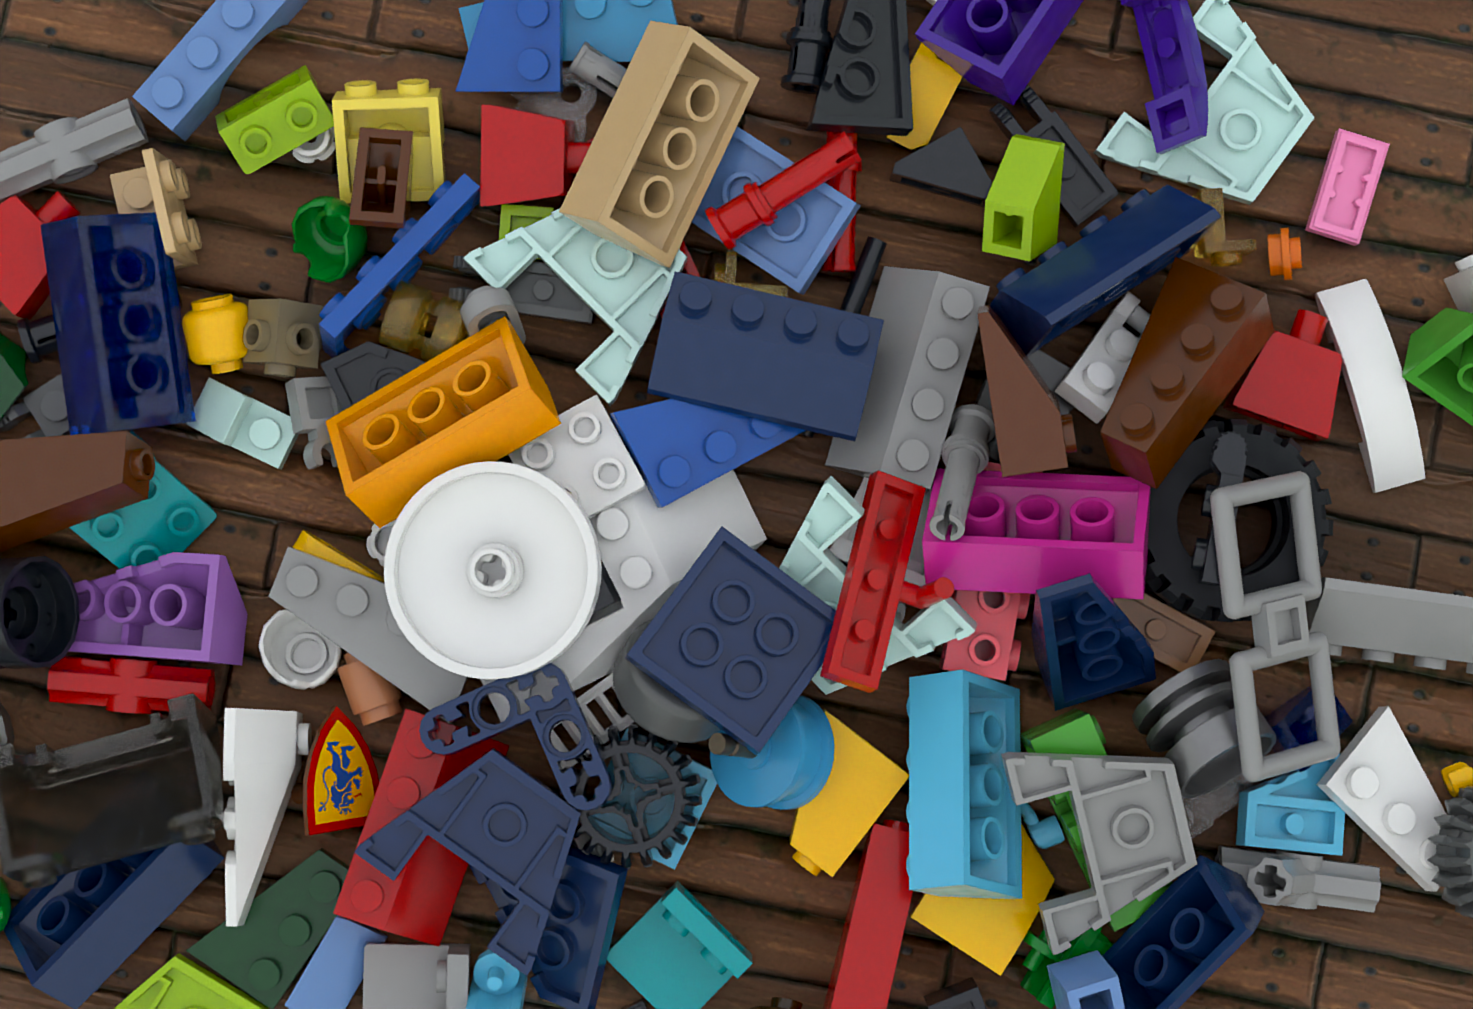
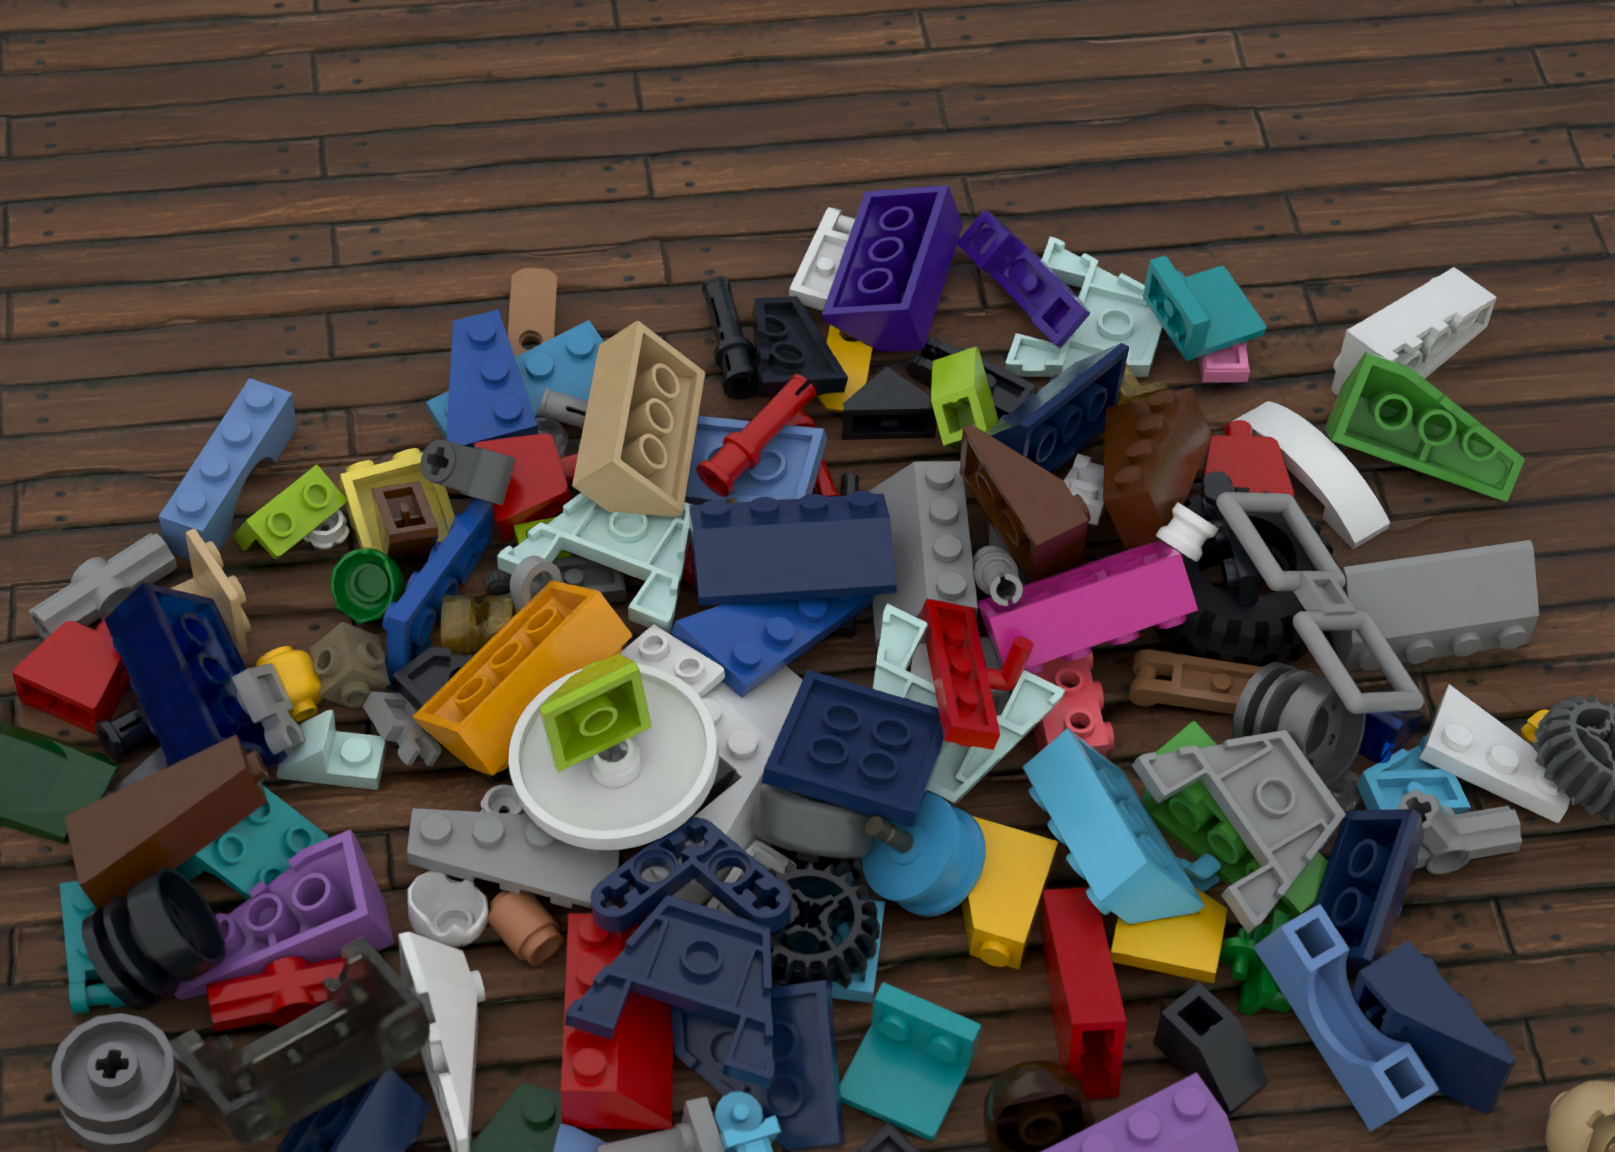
camera: 25 degrees left, 35 degrees down
(179, 369) = (267, 702): none -> light grey plate
(337, 777) = (518, 1005): shield -> none
(462, 150) = (468, 469): none -> dark grey piece
(477, 535) = (595, 711): none -> lime slope
(1086, 643) = (1160, 666): dark blue wedge -> none
(1171, 503) = (1187, 532): none -> white wheel
(1284, 254) = (1199, 389): orange plate -> none
(1339, 156) = (1200, 310): none -> teal bracket

